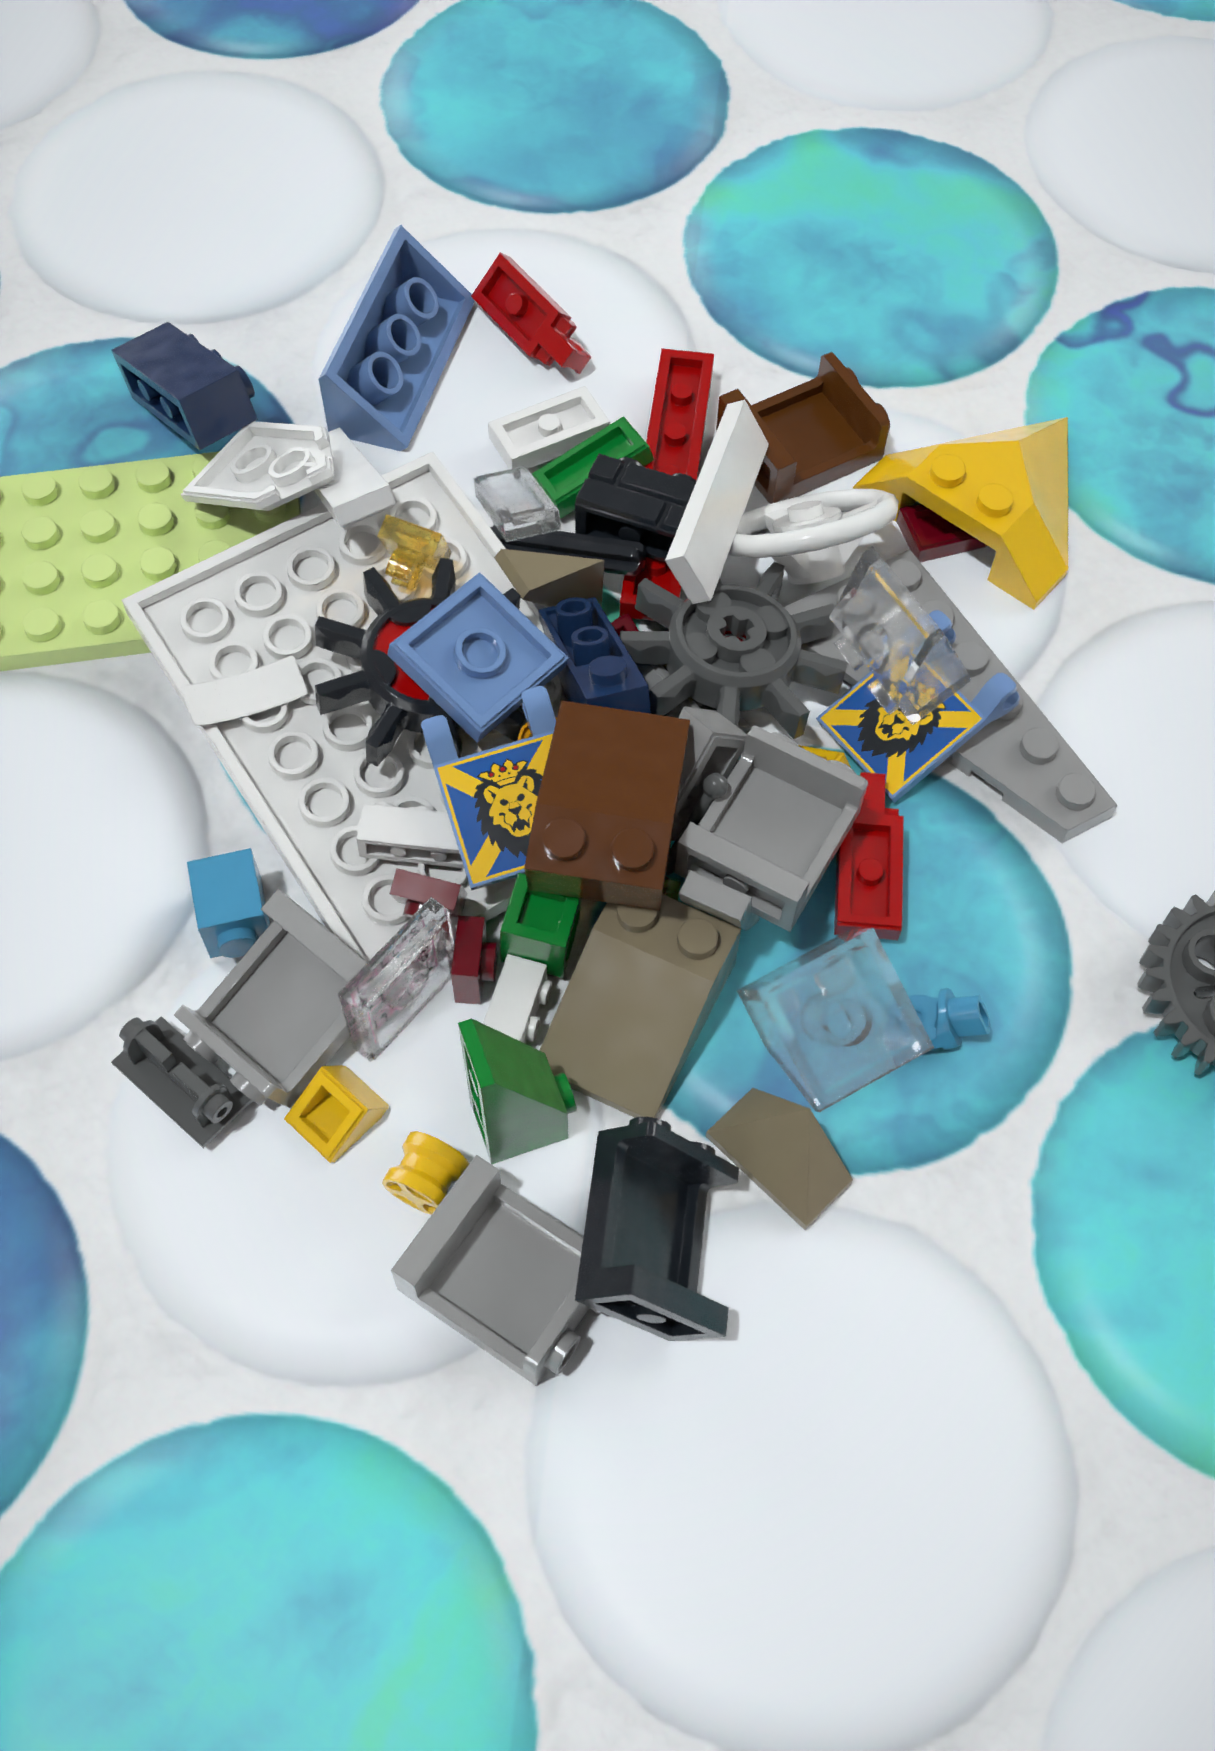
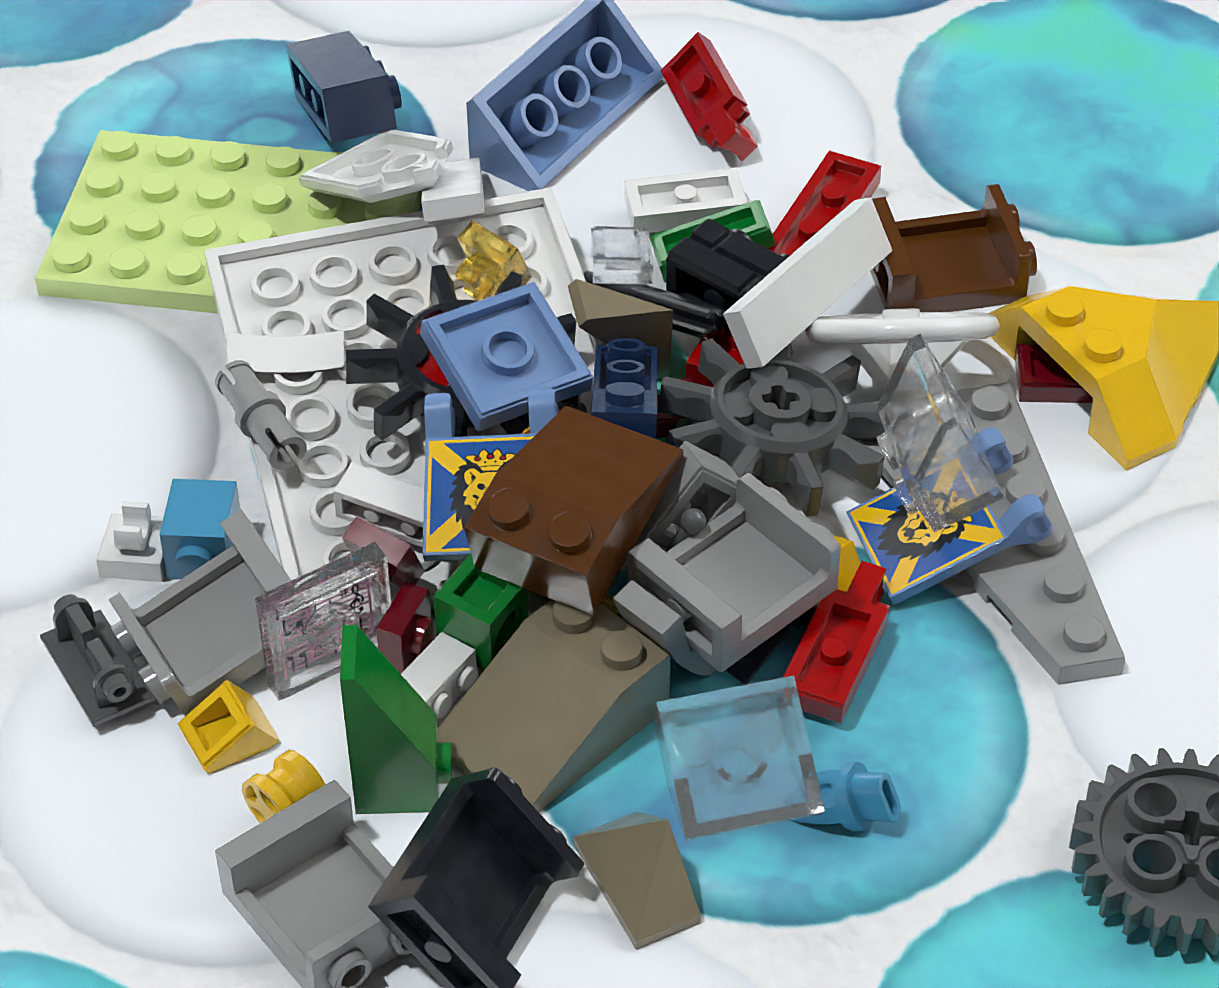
camera: 20 degrees right, 15 degrees down
(167, 934) = (132, 545): none -> white tile
(250, 771) = (260, 415): none -> light grey pin

